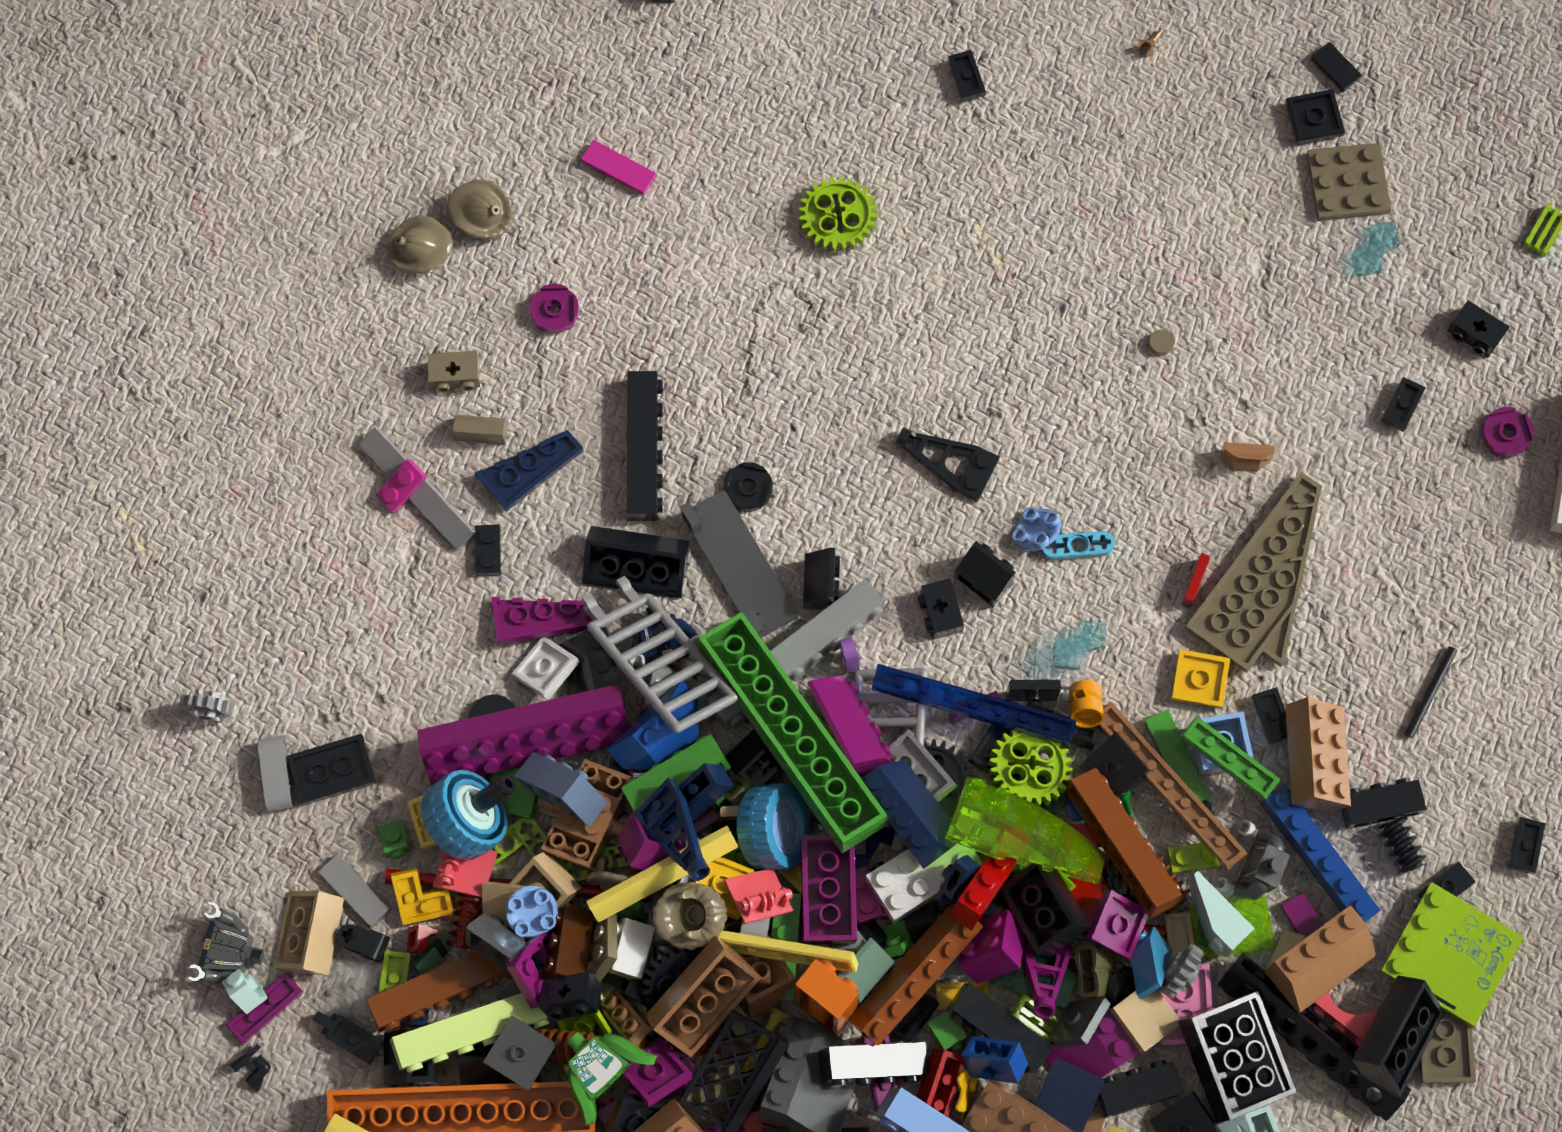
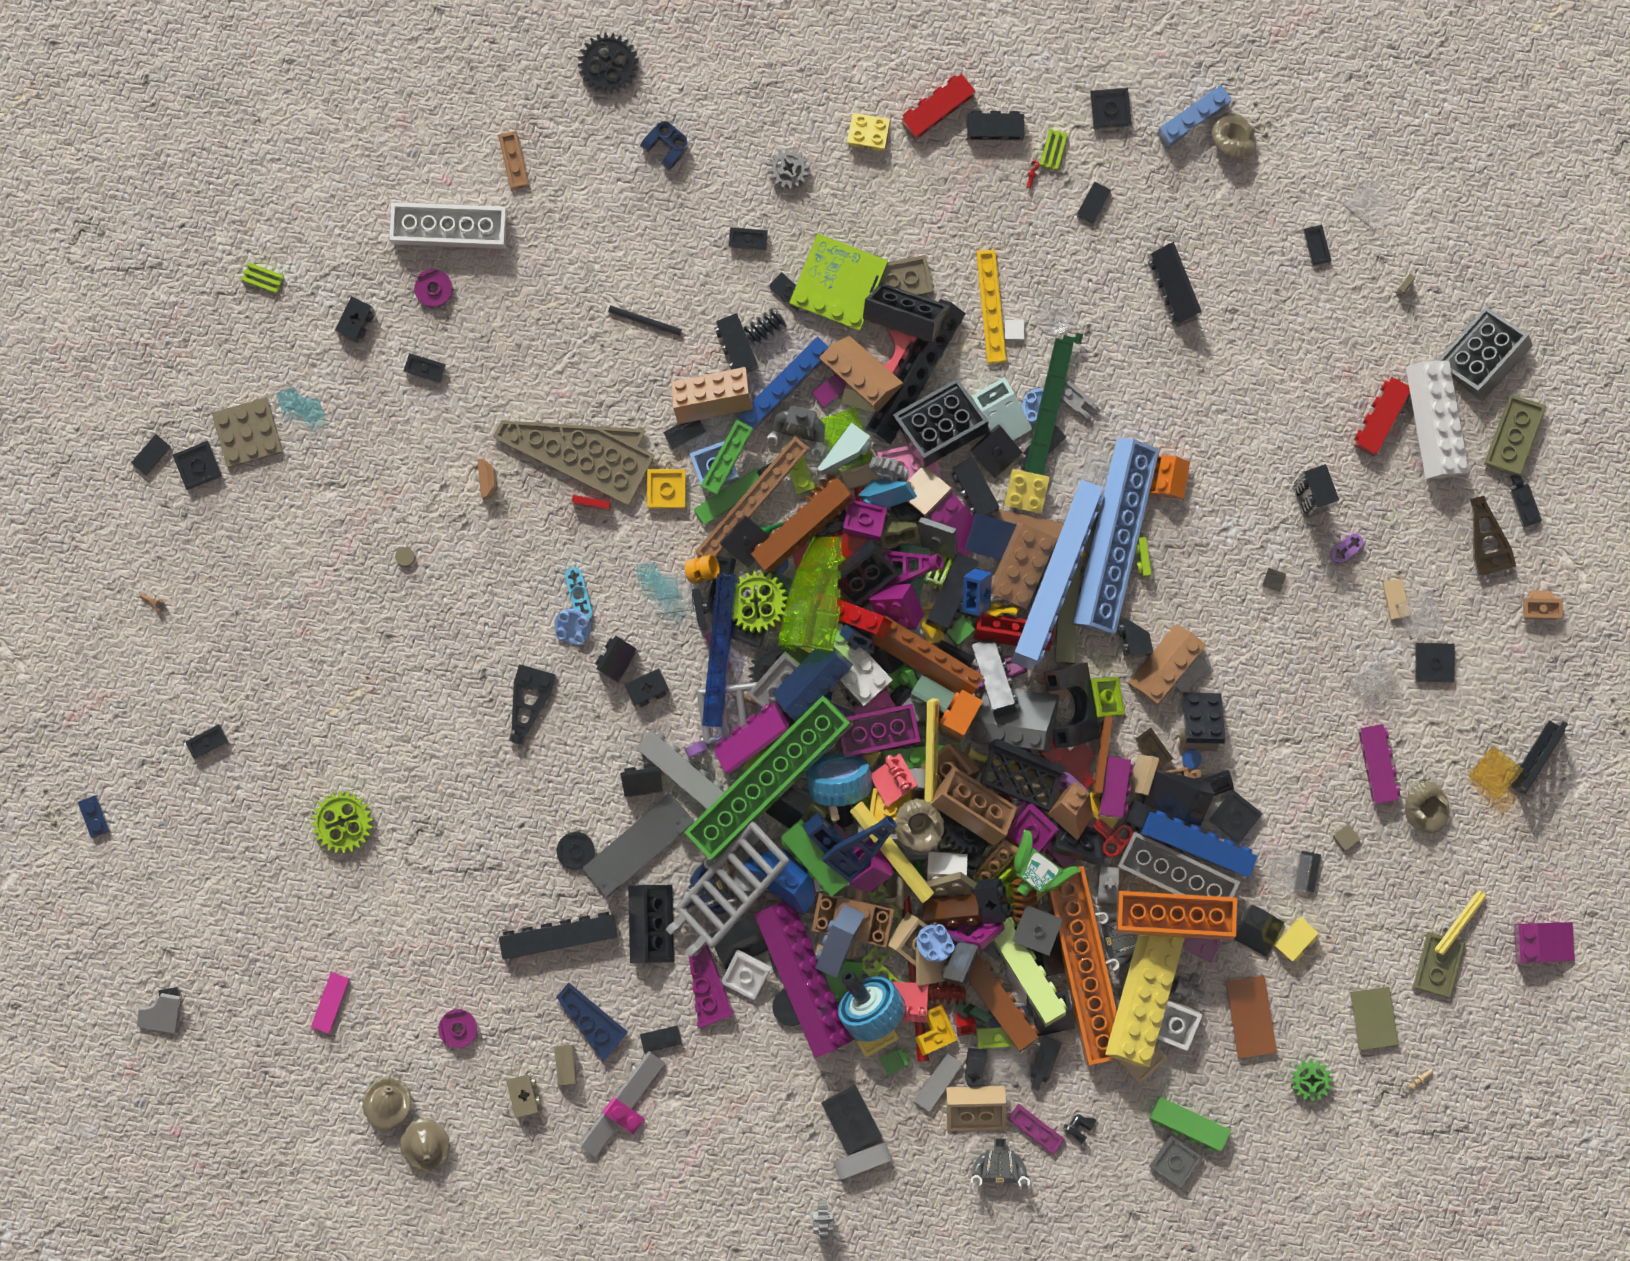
camera: 100 degrees left, 10 degrees up
(244, 990) = (1027, 1144): light aqua brick -> none

